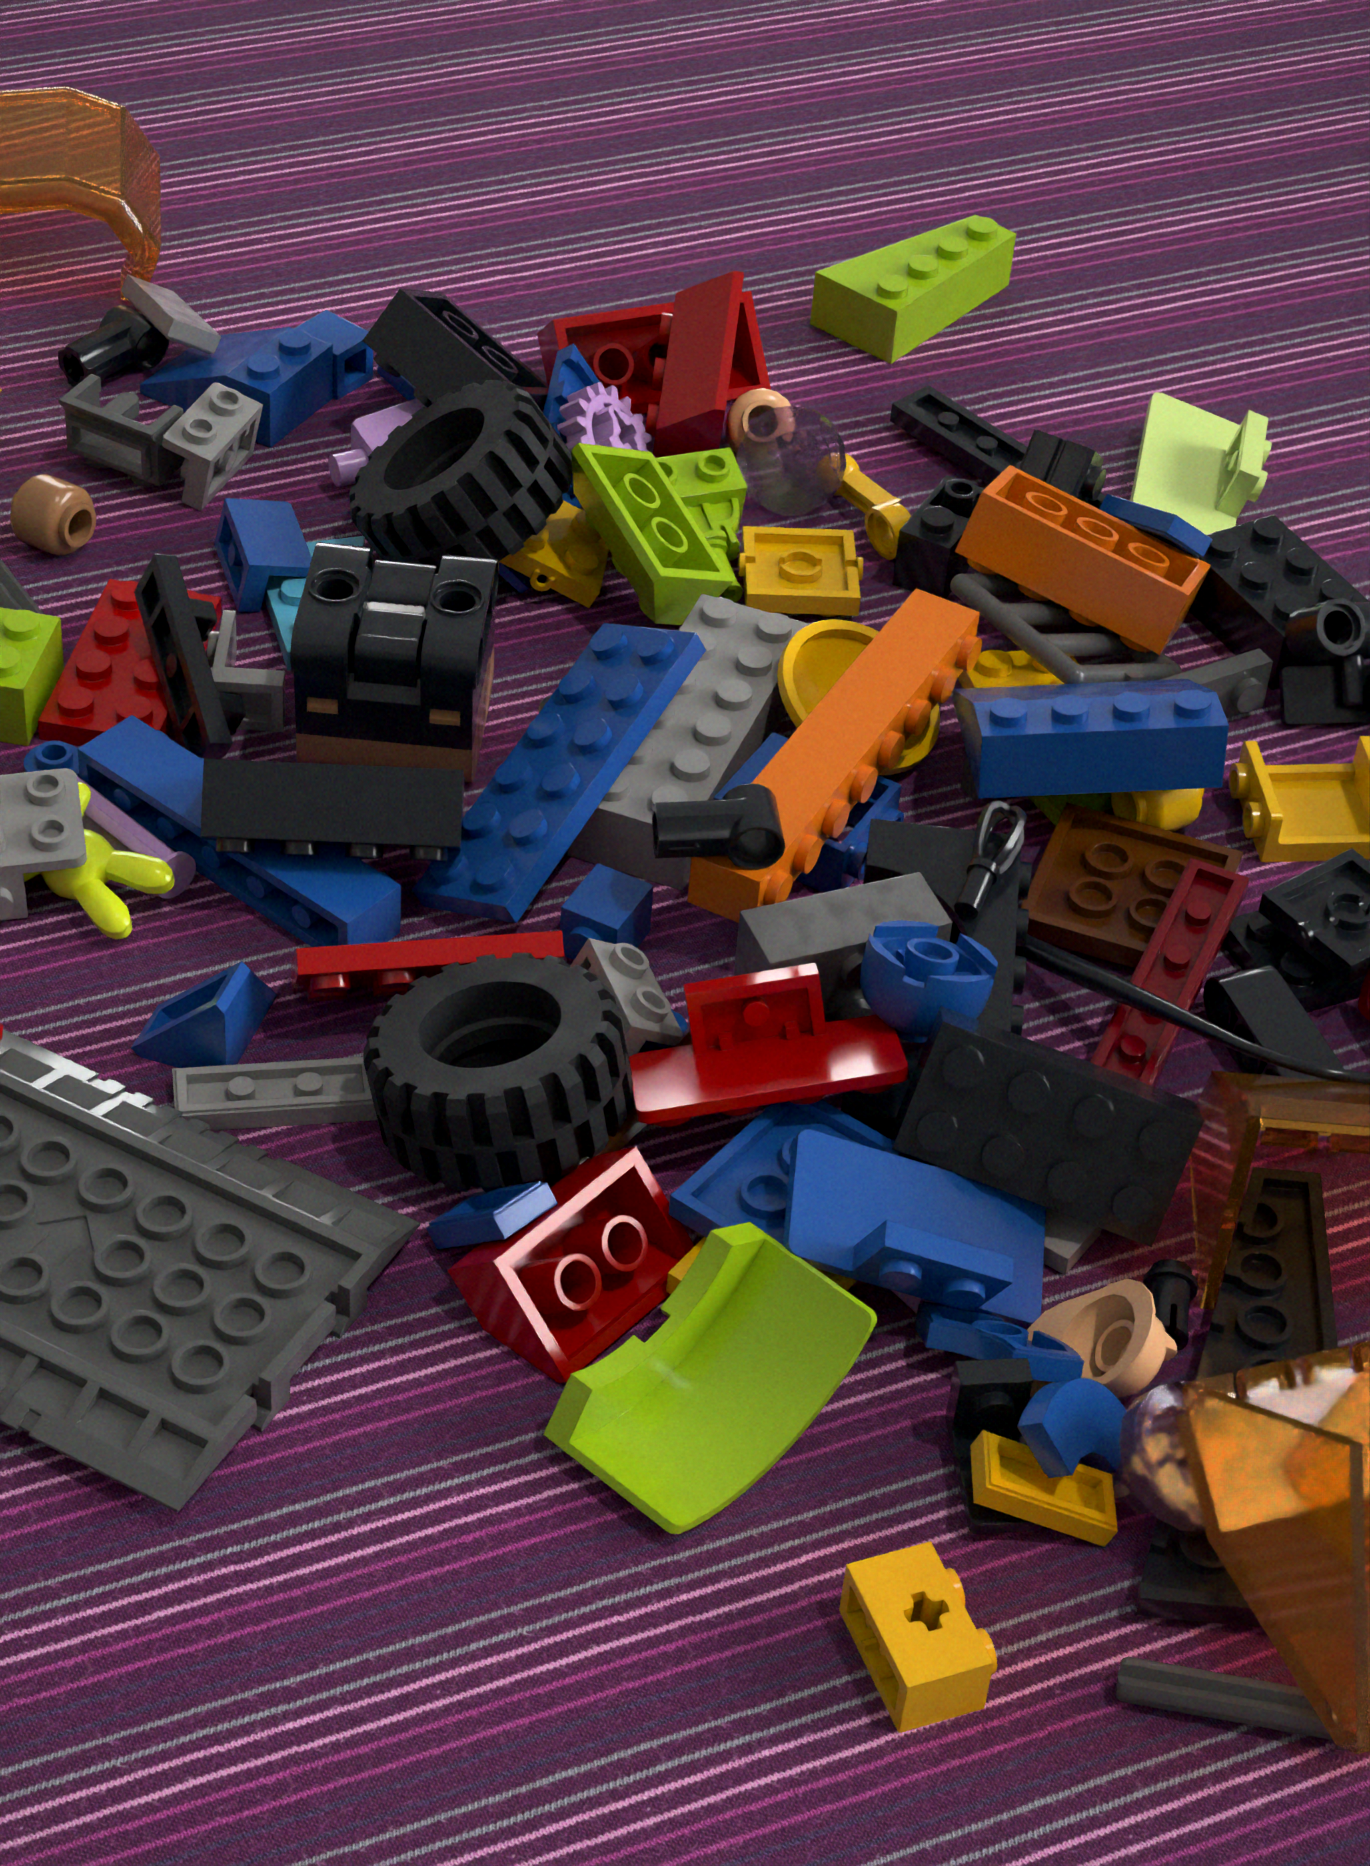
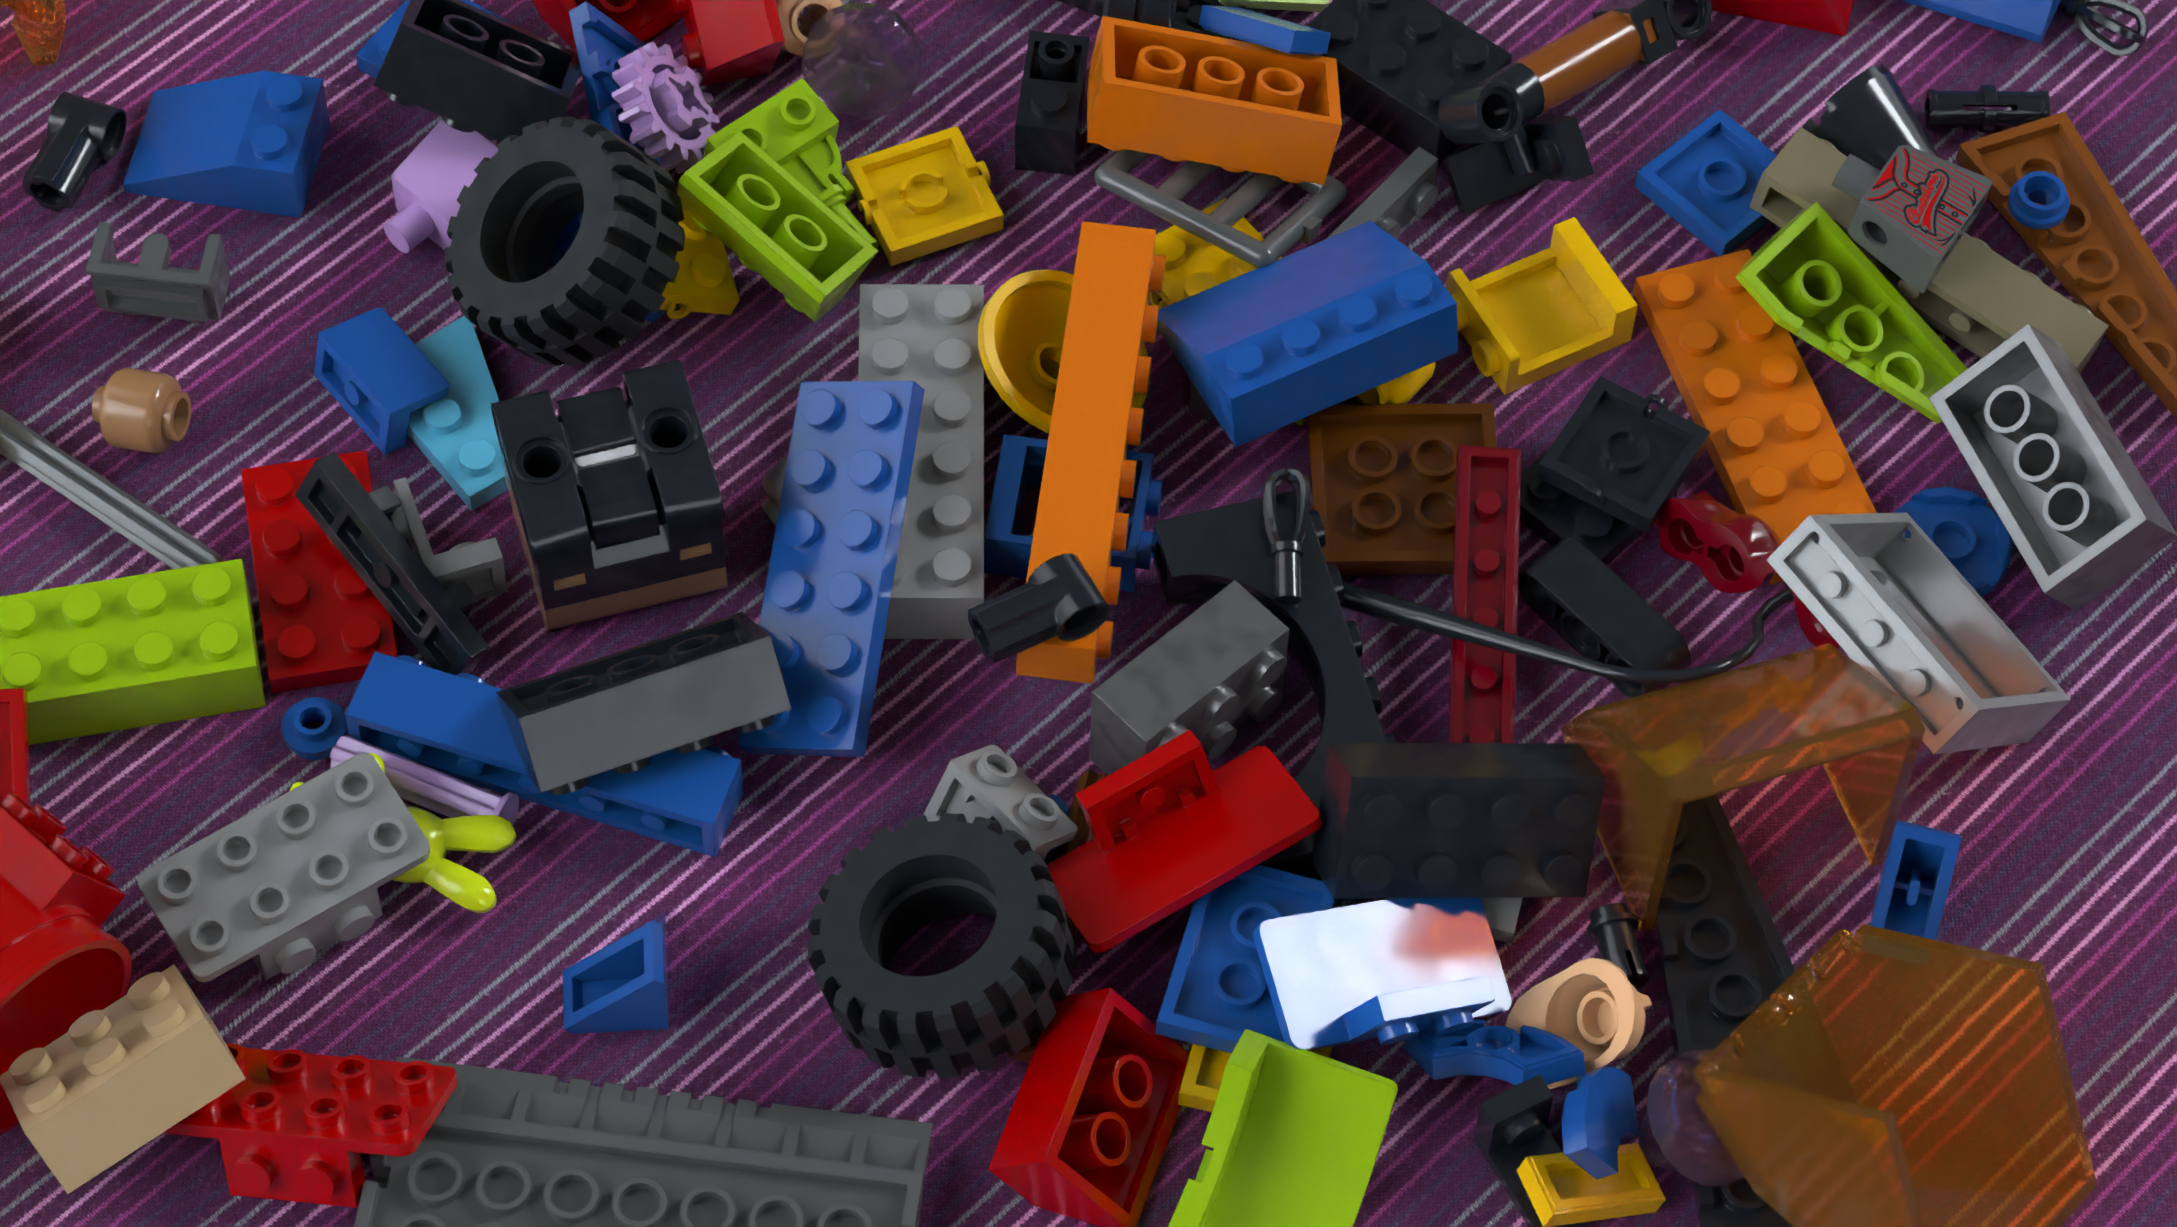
camera: 20 degrees left, 15 degrees up
(170, 315) = (117, 86): light grey tile -> none
(215, 441) = (256, 249): light grey bracket -> none
(275, 1093) = (726, 1028): light grey tile -> none
(350, 354) = (315, 56): blue brick -> none
(392, 966) = (791, 848): red plate -> none
(491, 1215) = (1002, 1099): blue tile -> none
(606, 909) = (938, 713): blue brick -> none
(882, 510) = (984, 101): yellow piece -> none
(914, 973) = (1292, 701): blue cylinder -> none

